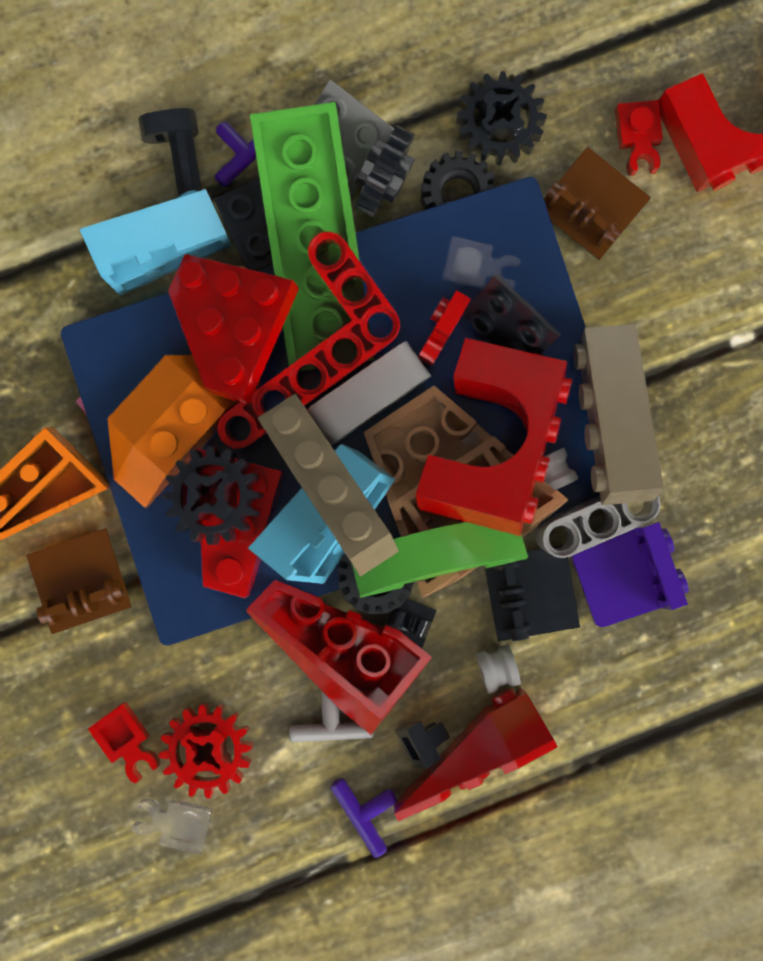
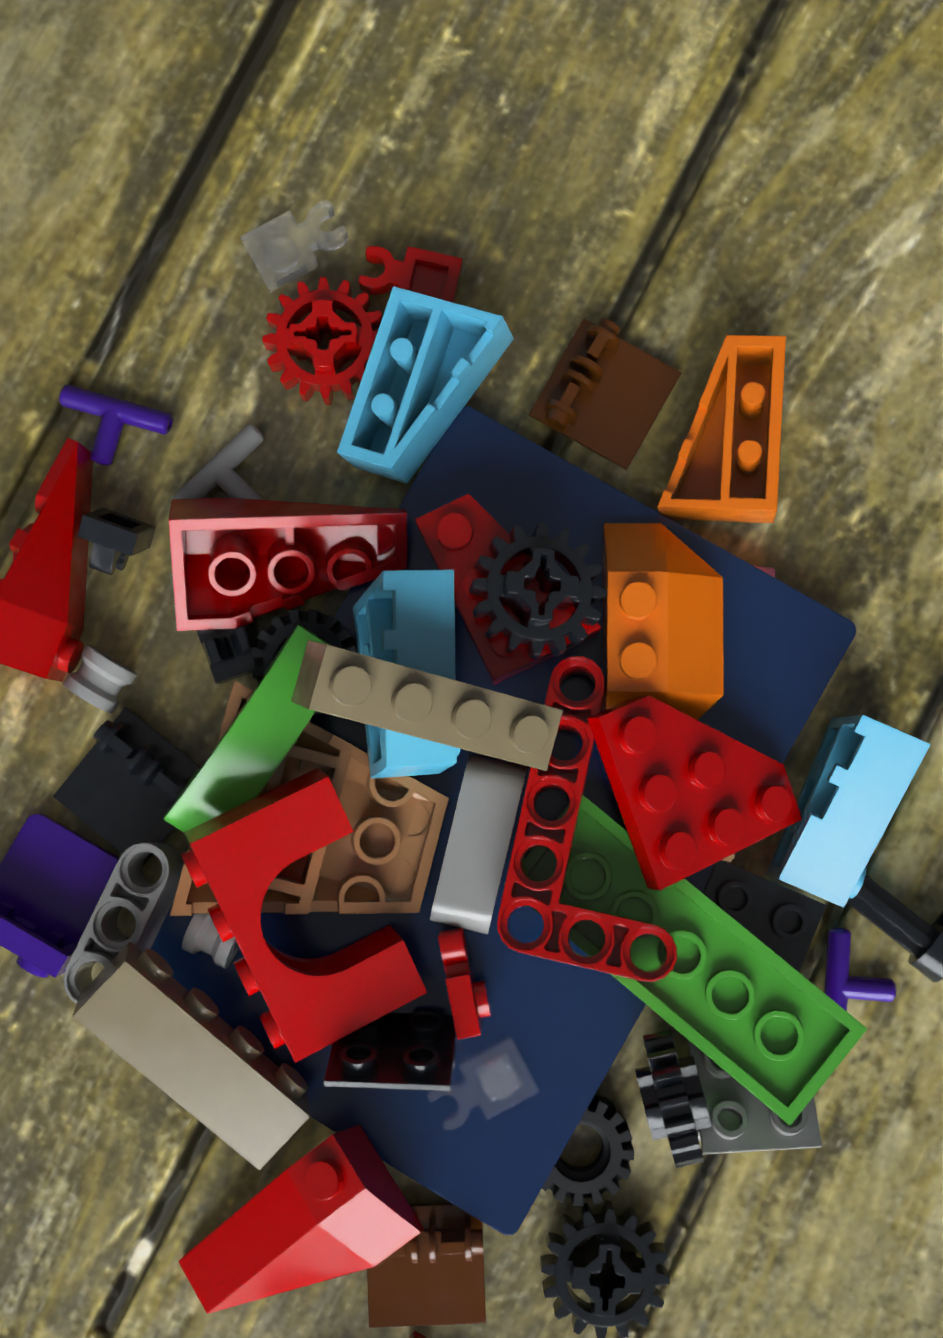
camera: 140 degrees right, 0 degrees up
(173, 678) = (418, 380): none -> medium azure wedge
(634, 274) = (309, 1225): none -> red wedge

